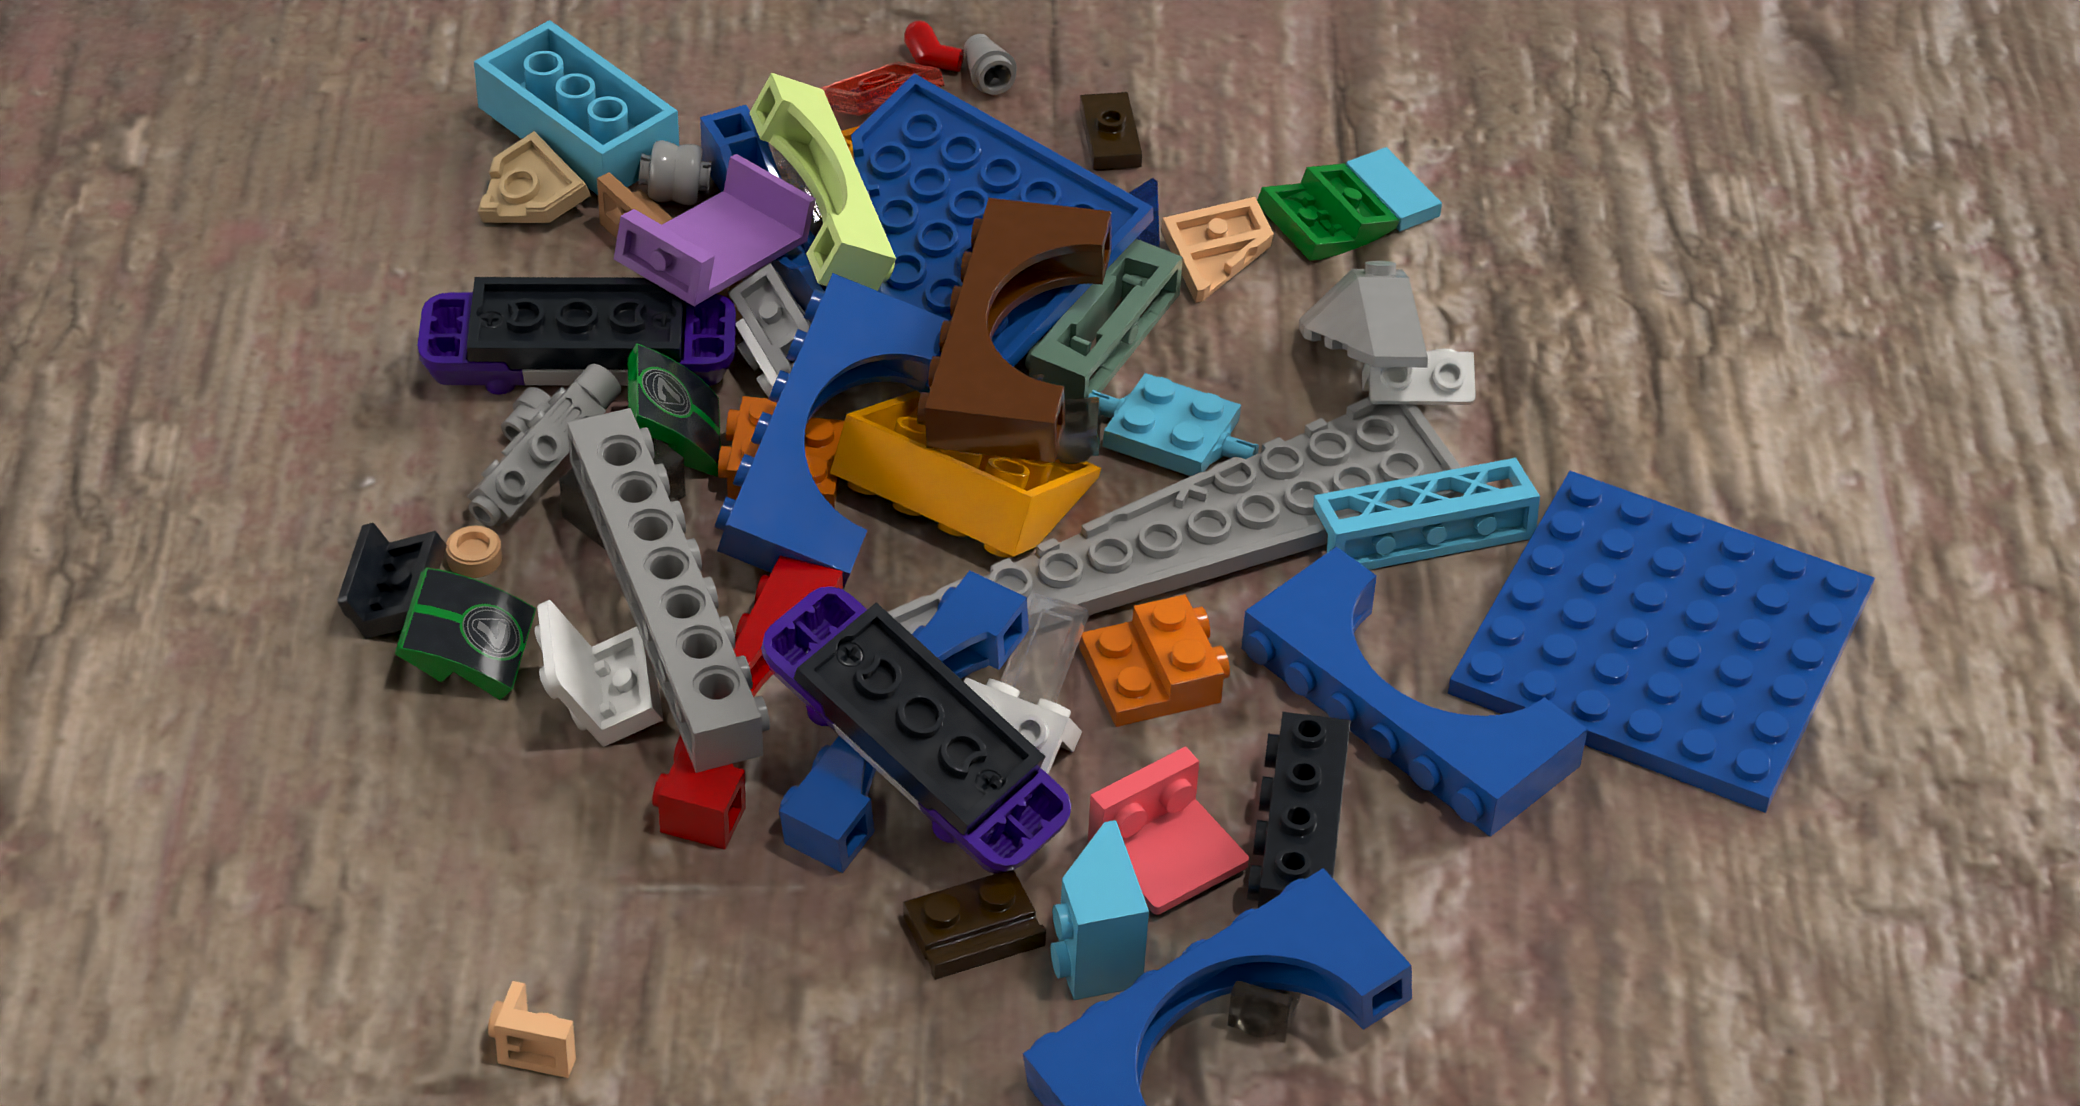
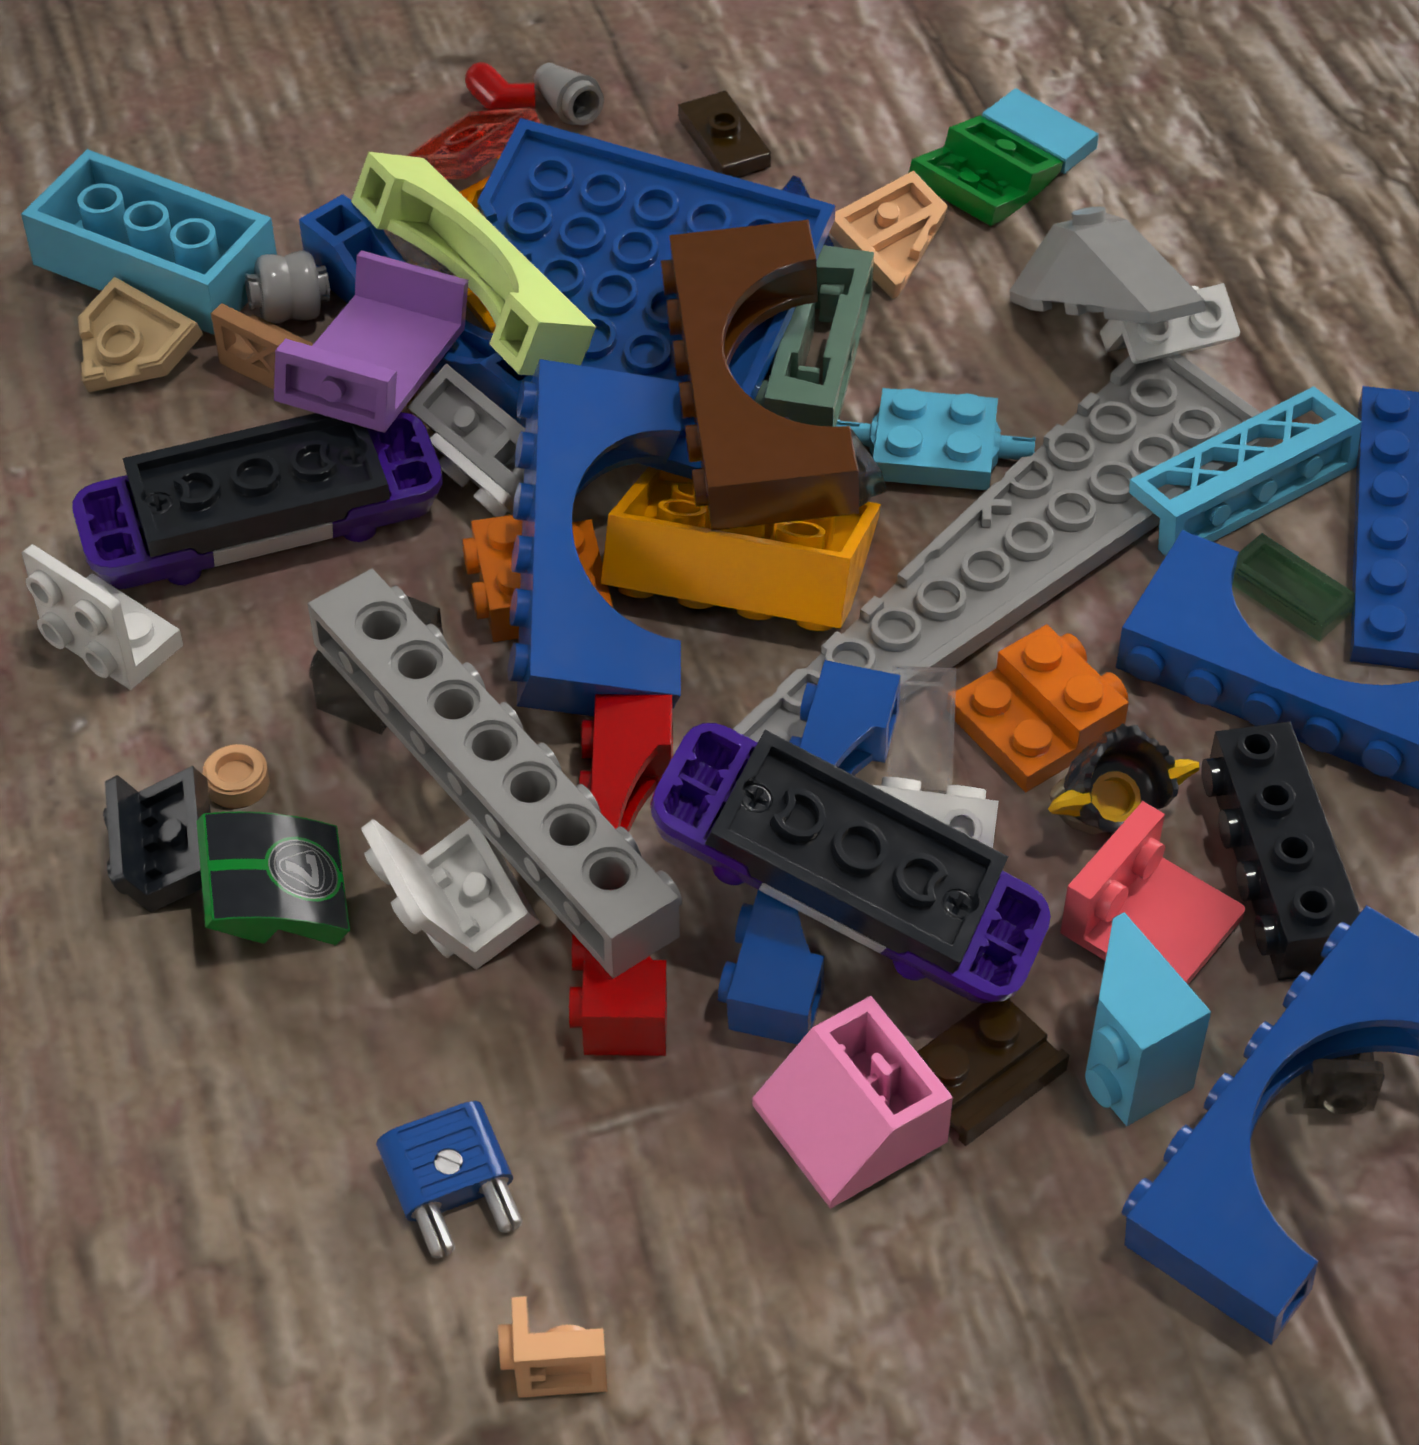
camera: 15 degrees left, 5 degrees up
(410, 403) = (97, 621): none -> white bracket
(512, 880) = (447, 1164): none -> blue piece
(538, 441) = (268, 622): light grey piece -> none
(675, 407) = (402, 551): slope -> none
(849, 917) = (854, 1103): none -> bright pink slope
(1180, 719) = (1115, 777): none -> black hair
(1422, 619) = (1292, 587): none -> clear green tile

